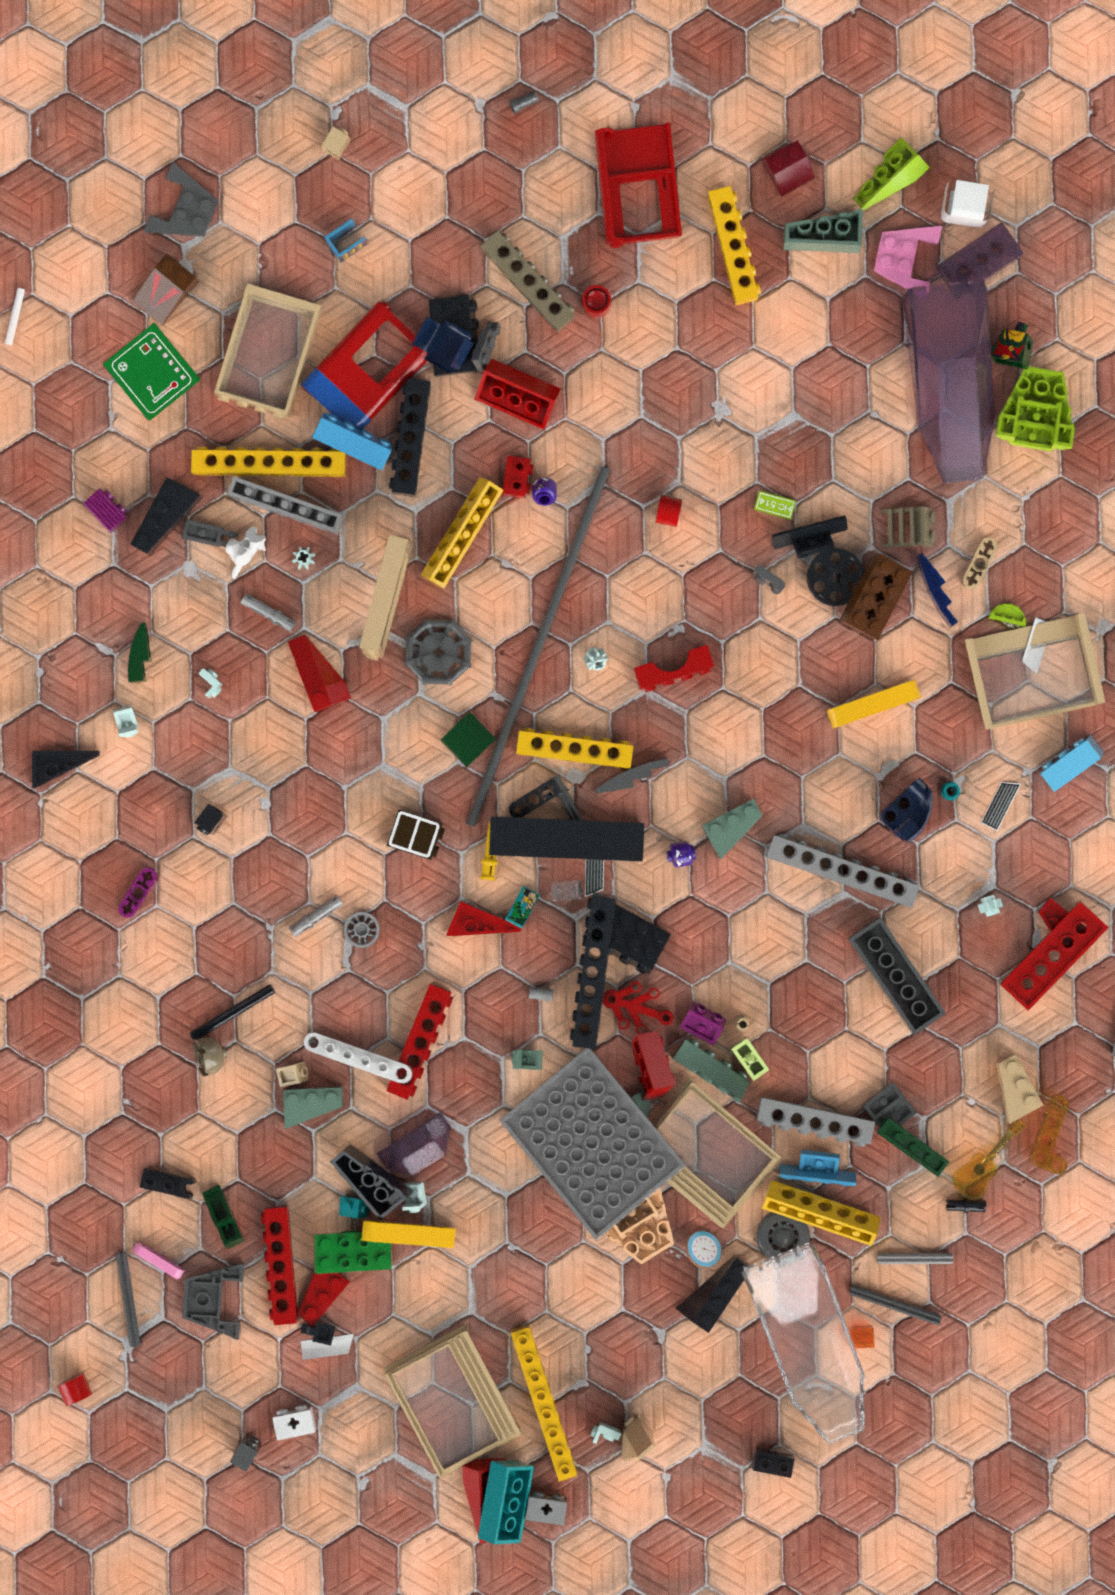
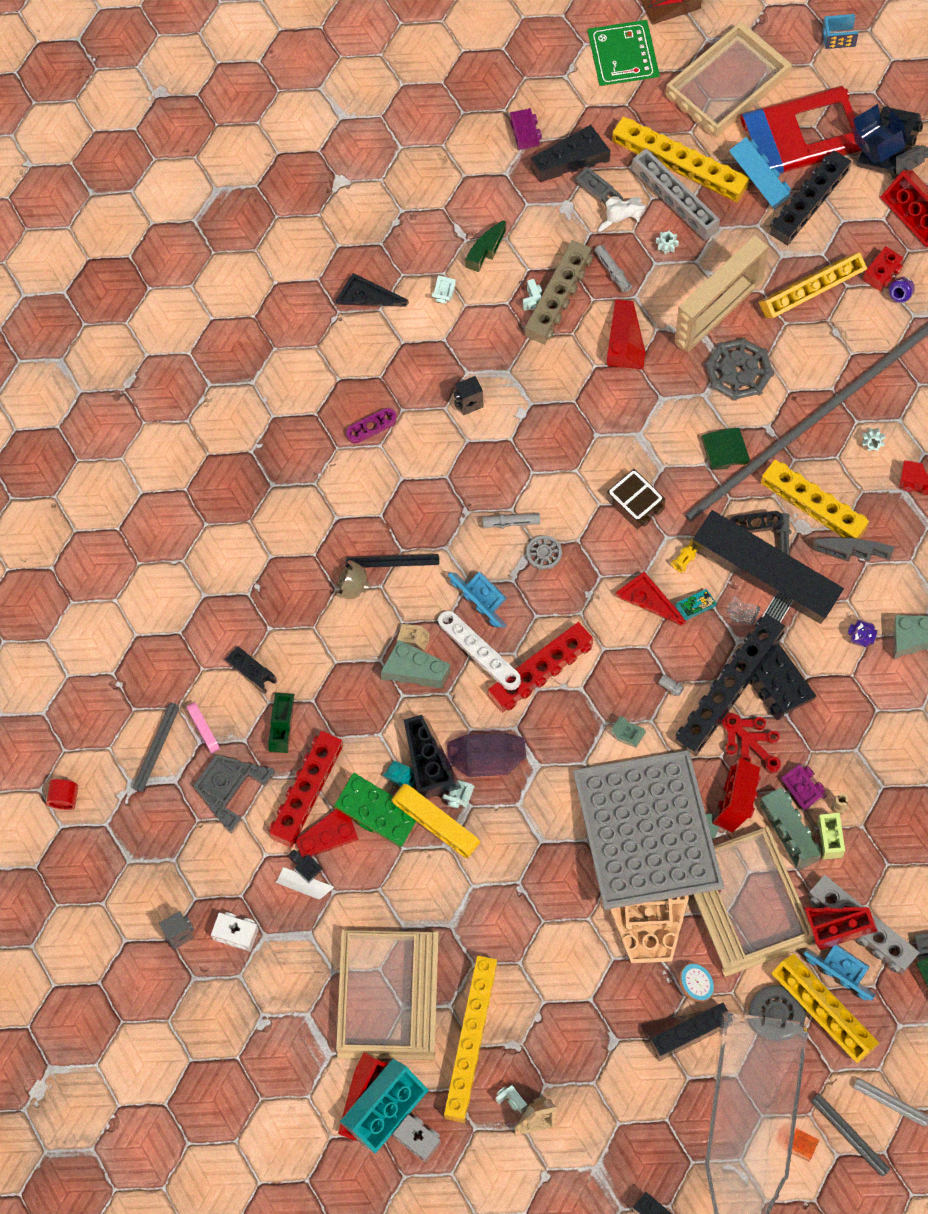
camera: 30 degrees right, 20 degrees down
(224, 617) = (575, 253): none -> dark tan brick
(330, 1002) = (483, 594): none -> dark azure bracket
(797, 1140) = (840, 925): none -> red wedge

